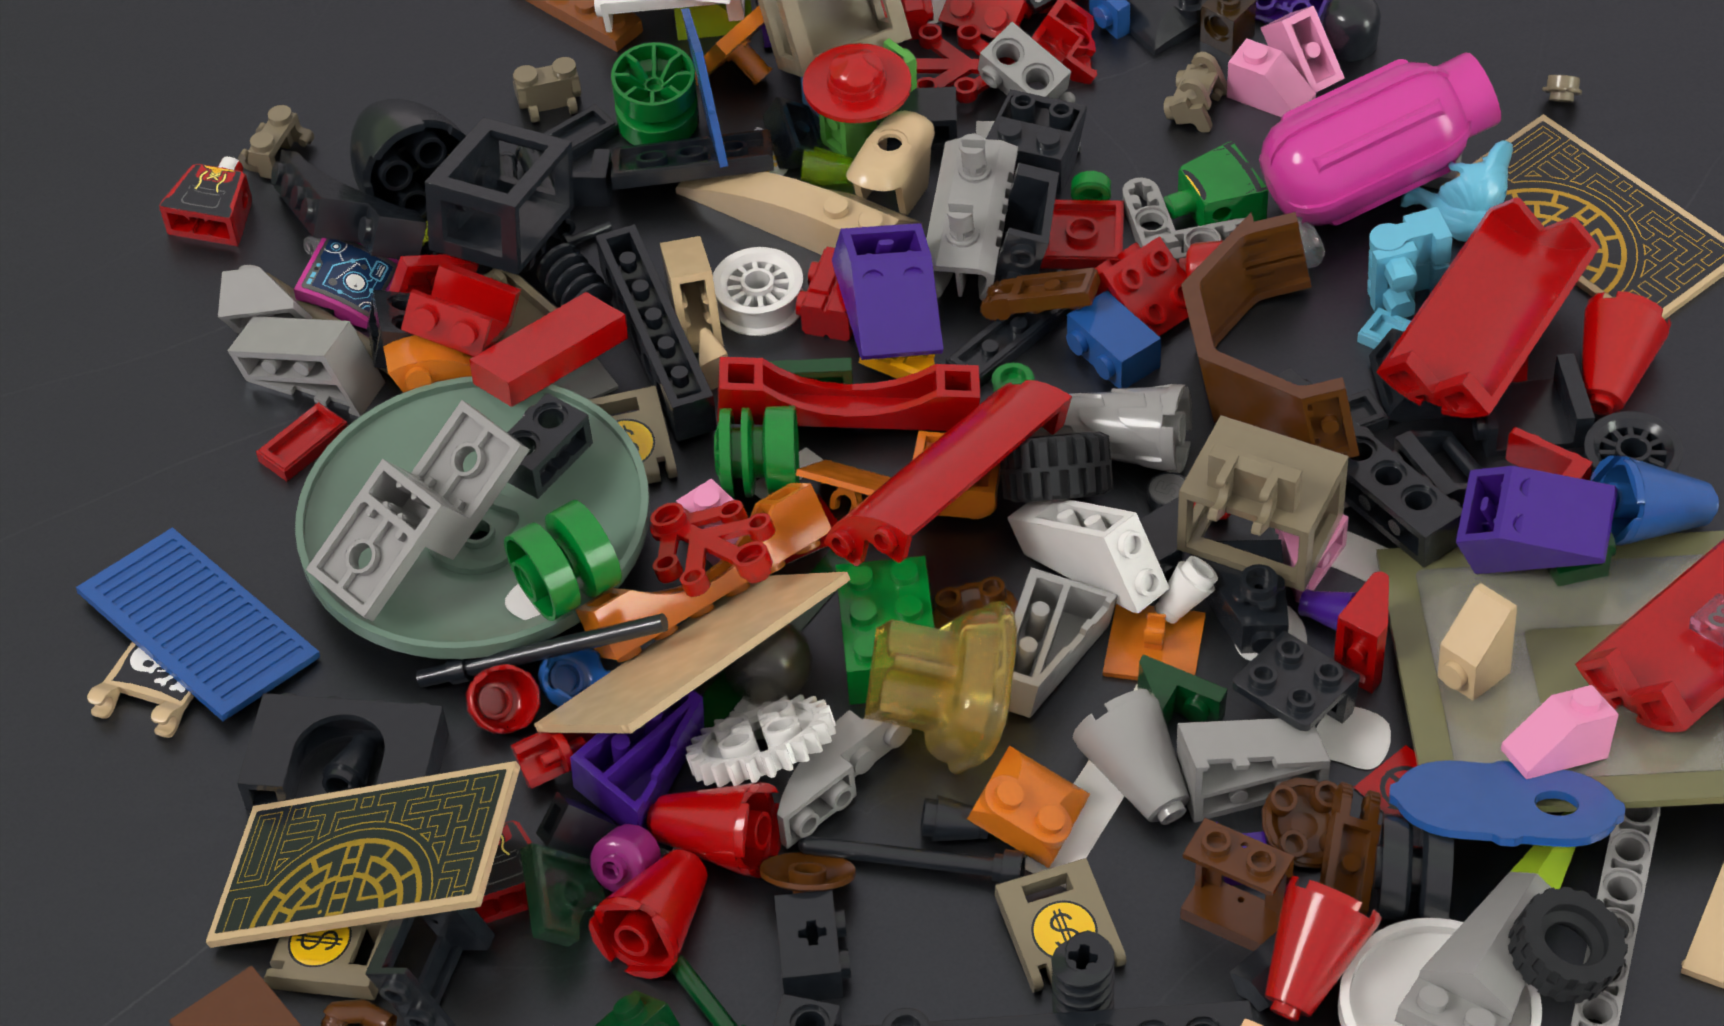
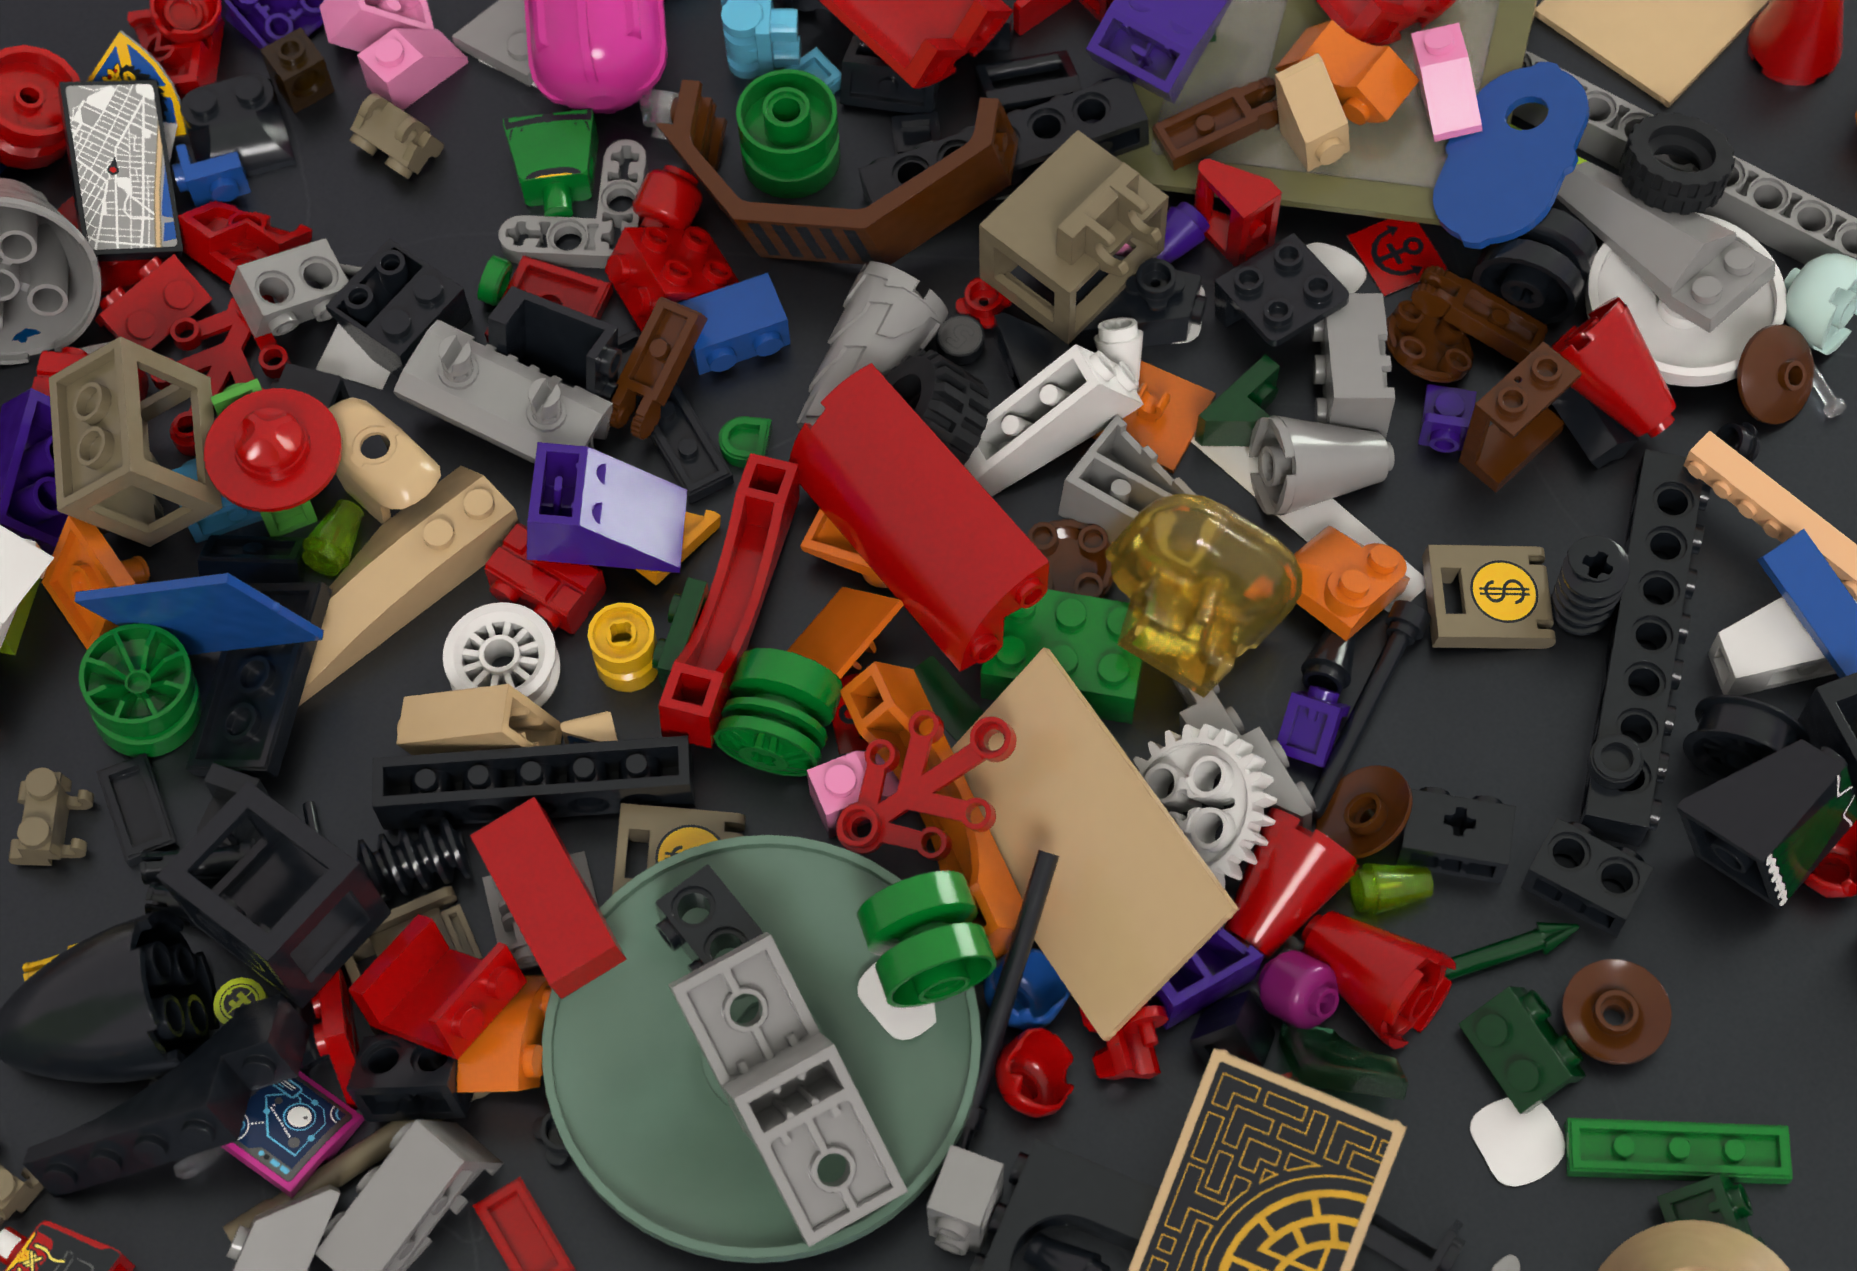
camera: 75 degrees left, 15 degrees up
(378, 665) = (964, 1201): none -> light grey brick
(746, 909) = (1387, 887): none -> clear neon green cone
(789, 337) = (623, 646): none -> yellow wheel
(884, 815) = (1311, 724): none -> dark purple bracket
(1306, 317) = (788, 133): none -> green wheel
(1438, 586) = (1217, 122): none -> reddish brown hinge
(1540, 663) = (1366, 77): none -> orange brick

